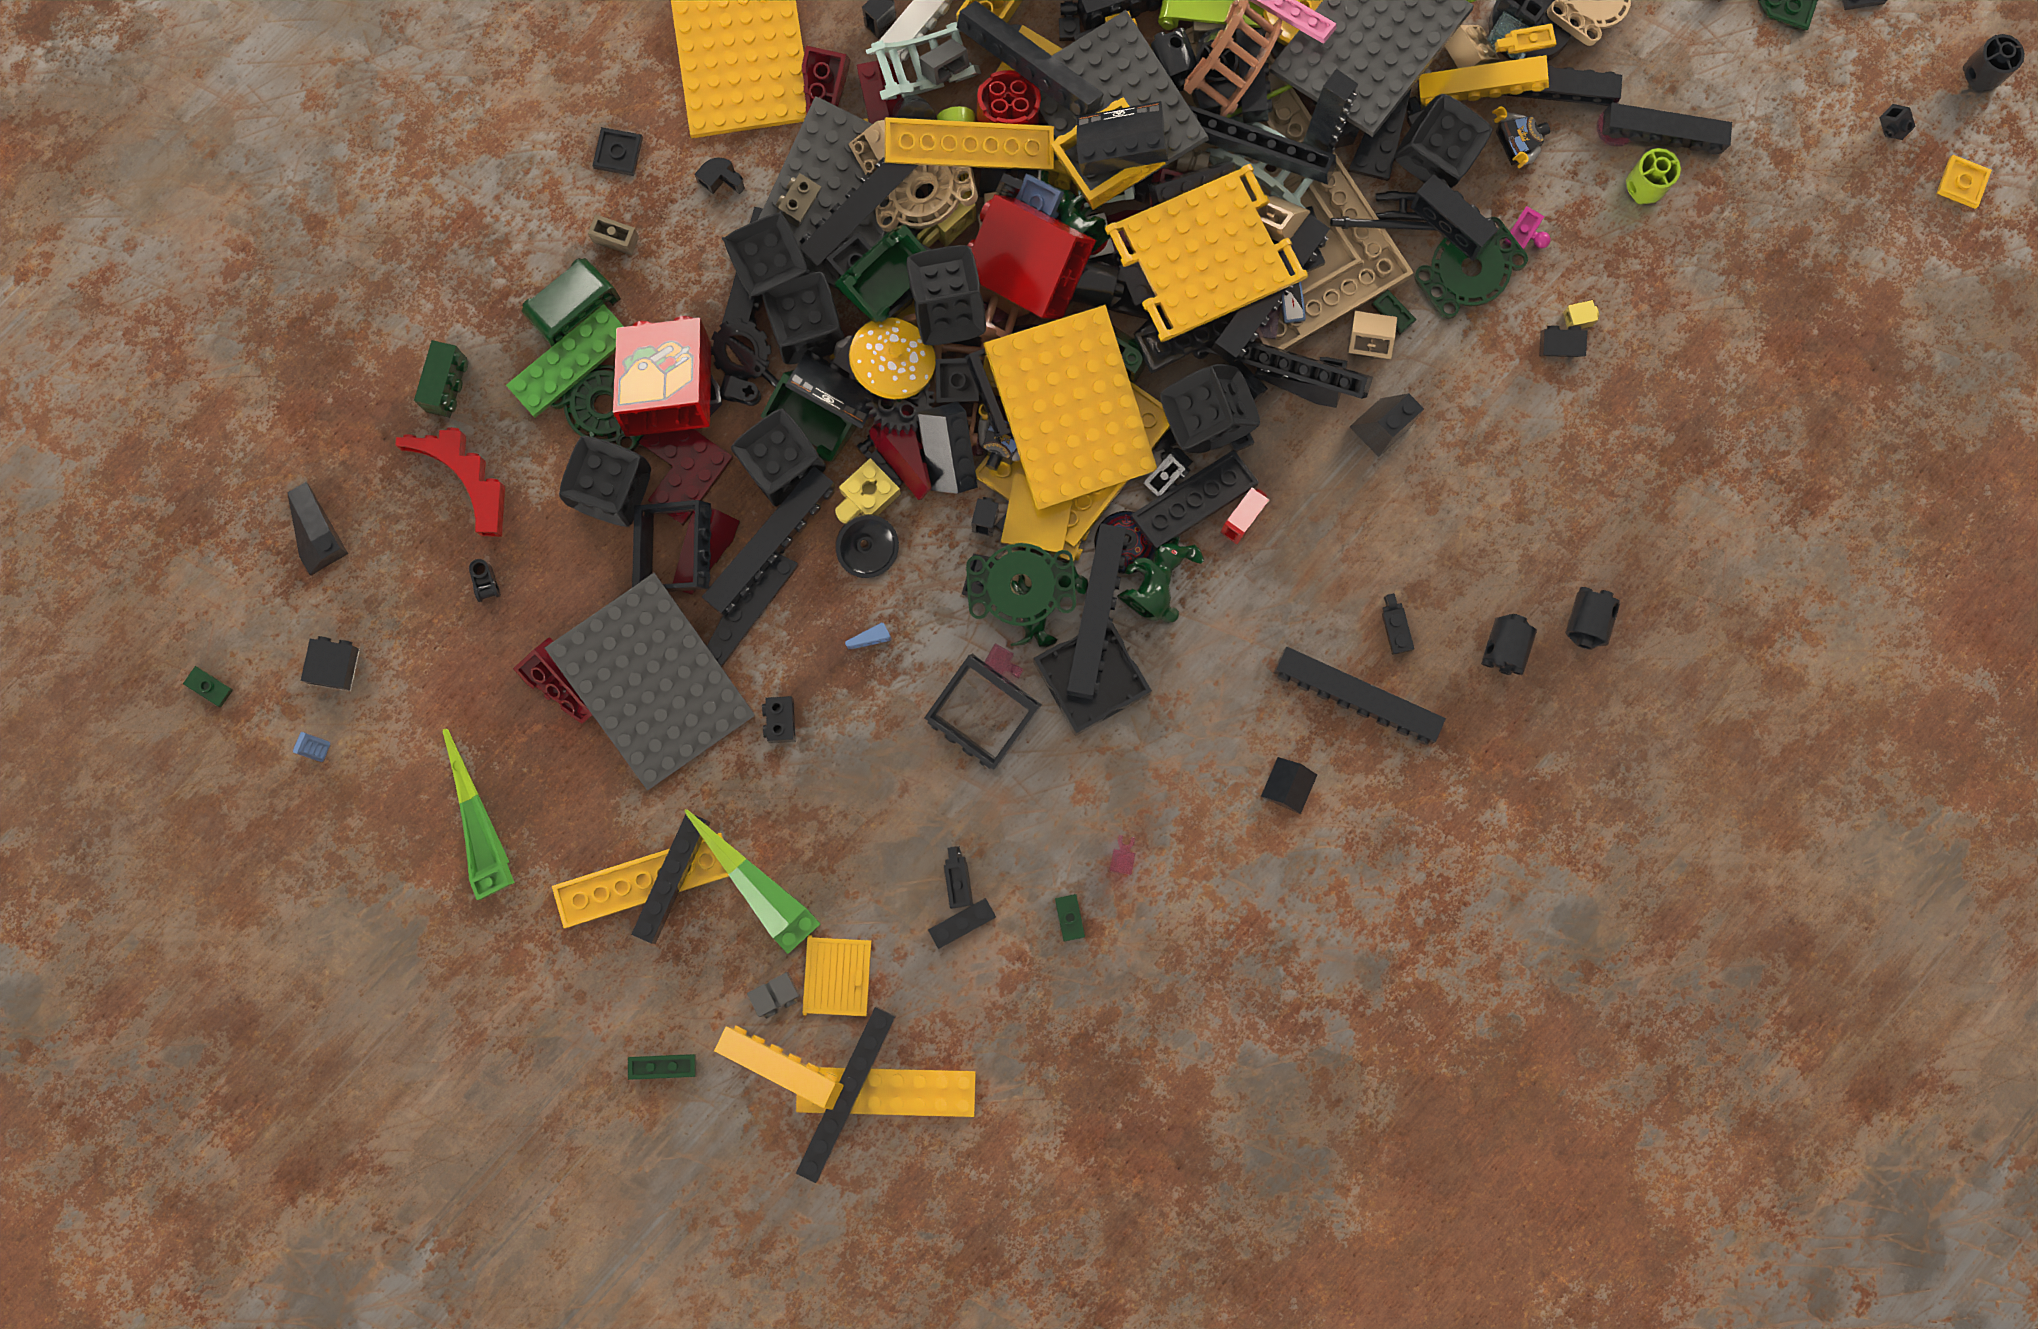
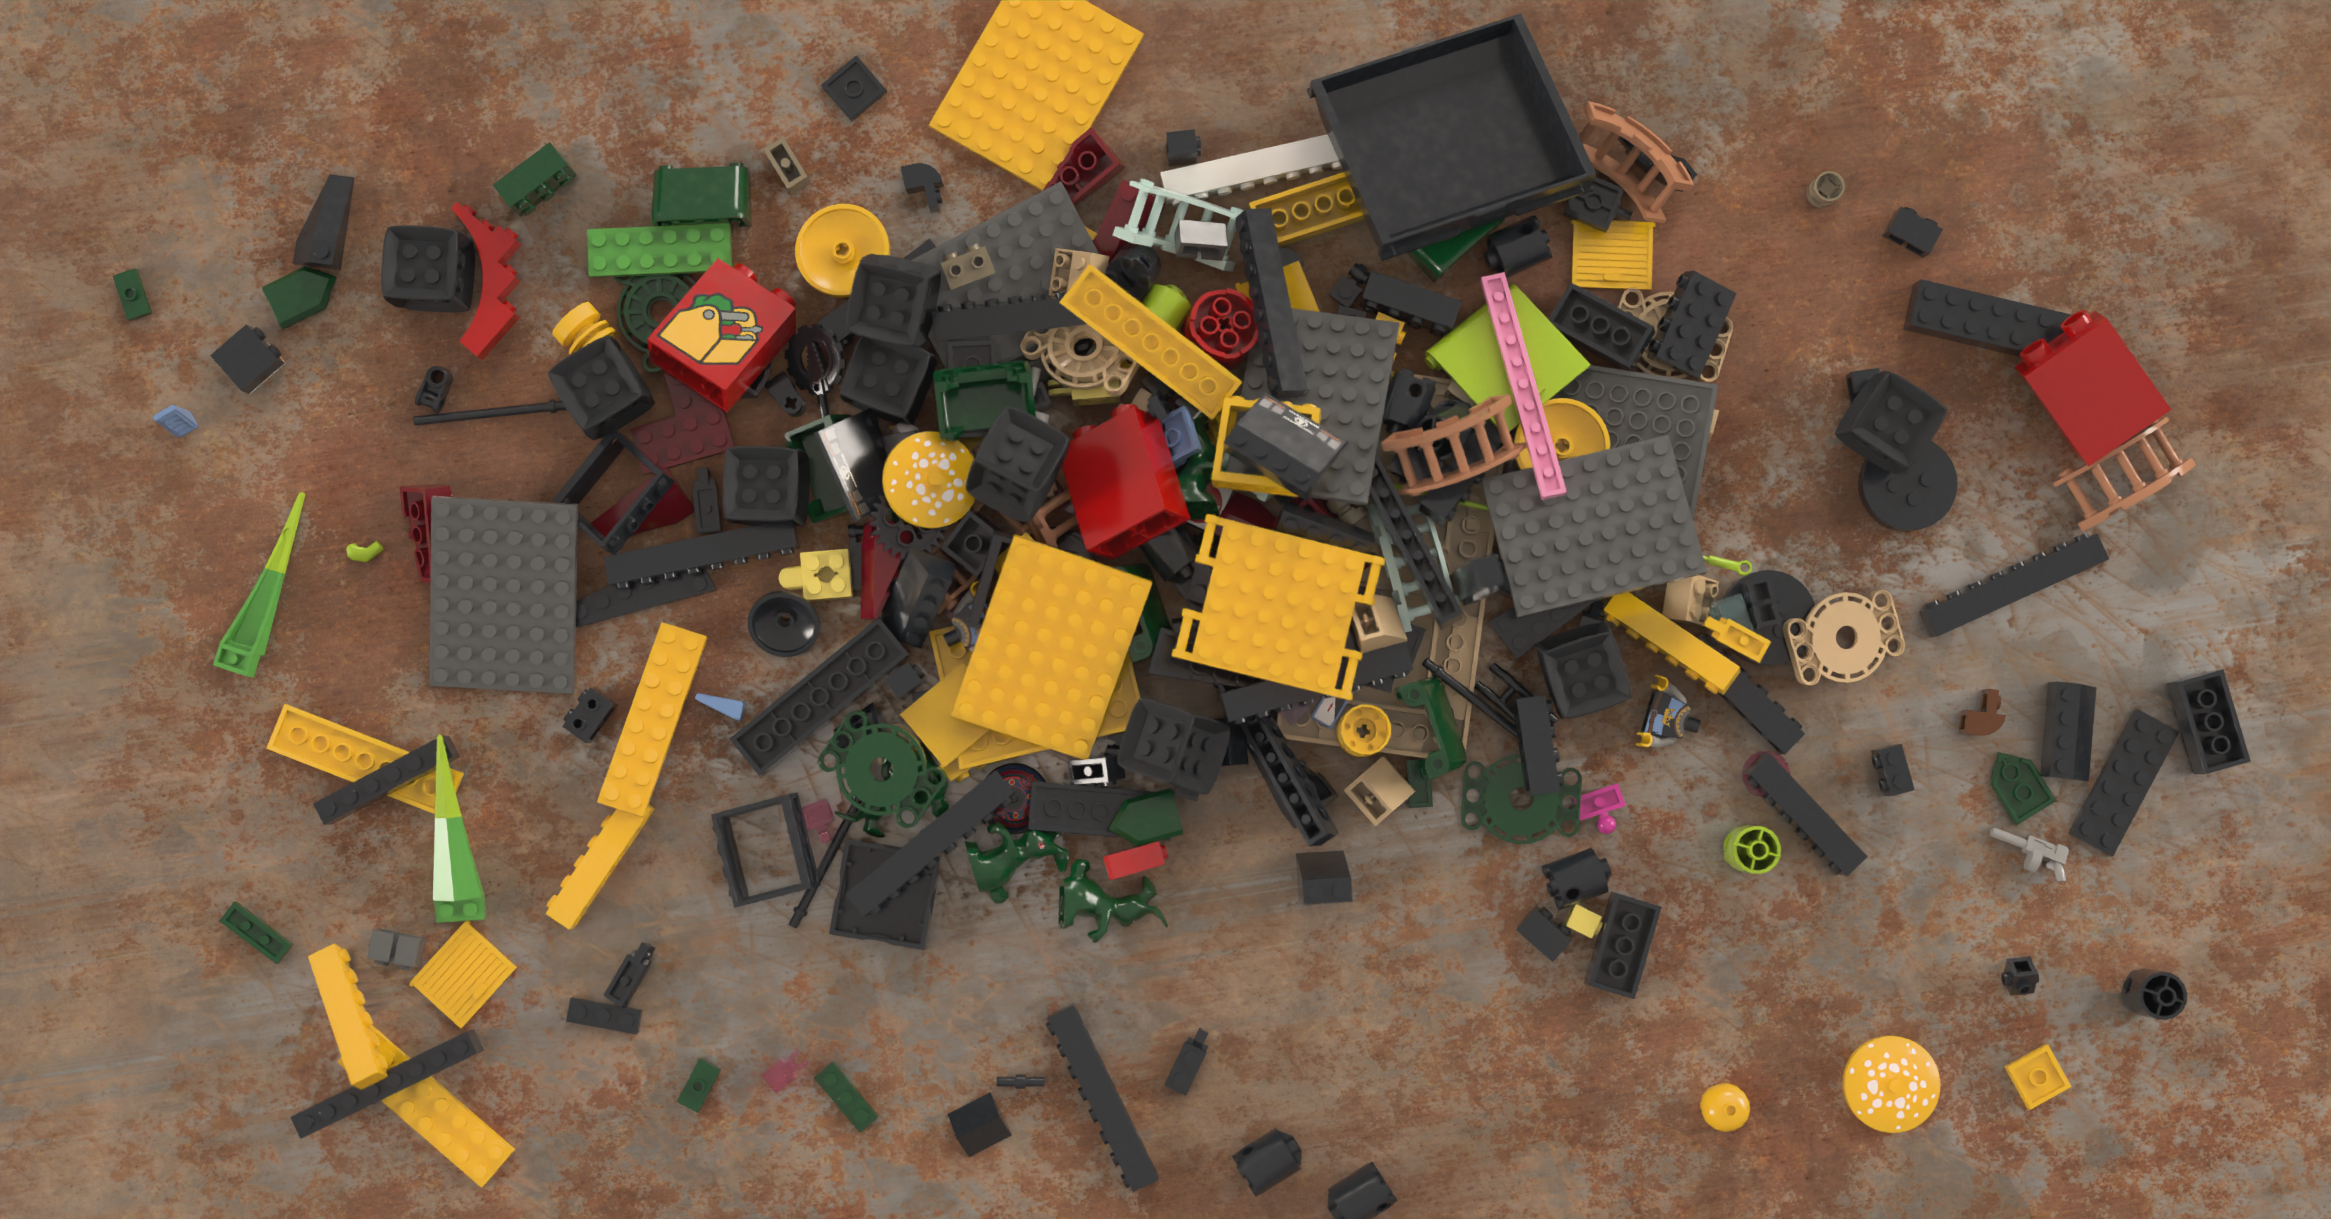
camera: 35 degrees right, 5 degrees up
(332, 593) = (299, 295): none -> dark green tile
(412, 495) = (428, 268): none -> black piece
(525, 736) = (364, 554): none -> lime arm
(538, 566) = (551, 406): none -> black bar
(555, 454) = (581, 327): none -> yellow wheel
(696, 262) = (834, 243): none -> yellow dish
(743, 508) = (706, 503): none -> black hinge
(828, 686) = (652, 719): none -> yellow plate
(870, 815) = (595, 867): none -> yellow brick
(934, 576) = (820, 697): none -> black brick
(1040, 735) = (800, 910): none -> black bar
(1180, 841) = (846, 1097): none -> dark green plate
(1230, 567) = (1087, 899): none -> dark green animal
(1231, 478) = (1148, 818): none -> dark green tile
(1292, 732) = (1020, 1081): none -> black bar
(1334, 289) = (1374, 723): none -> yellow wheel
(1352, 242) = (1450, 750): none -> dark green windscreen
(1554, 288) = (1577, 878): none -> black cylinder
(1622, 309) = (1622, 945): none -> black brick
(1698, 55) = (1892, 770): none -> black brick
(1780, 364) = (1725, 1107): none -> yellow cylinder
(1837, 36) = (2036, 852): none -> light grey piece
(1874, 262) = (1891, 1084): none -> yellow dish

